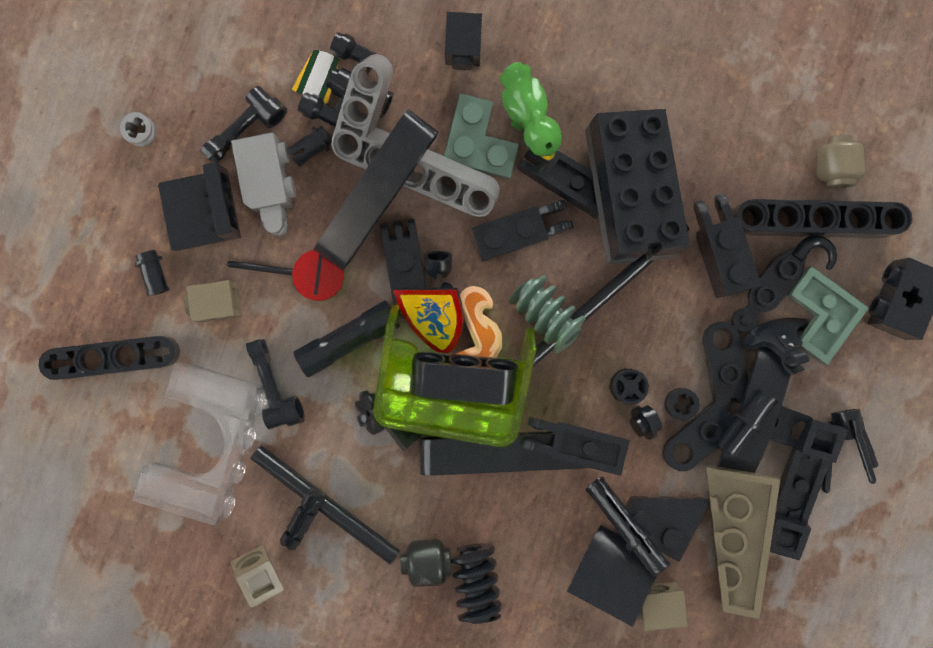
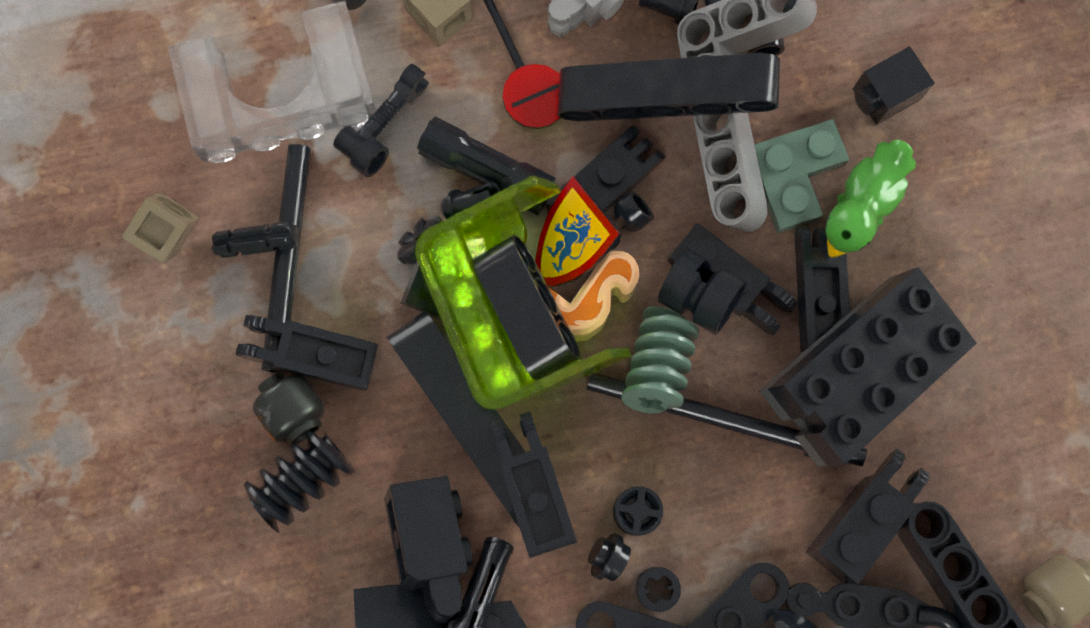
camera: 55 degrees right, 10 degrees down
(364, 372) = (459, 201): none -> black pin
(402, 527) = (312, 352): none -> black hinge
(521, 258) = (700, 290): none -> black wheel
(569, 528) = (429, 543): none -> black hinge

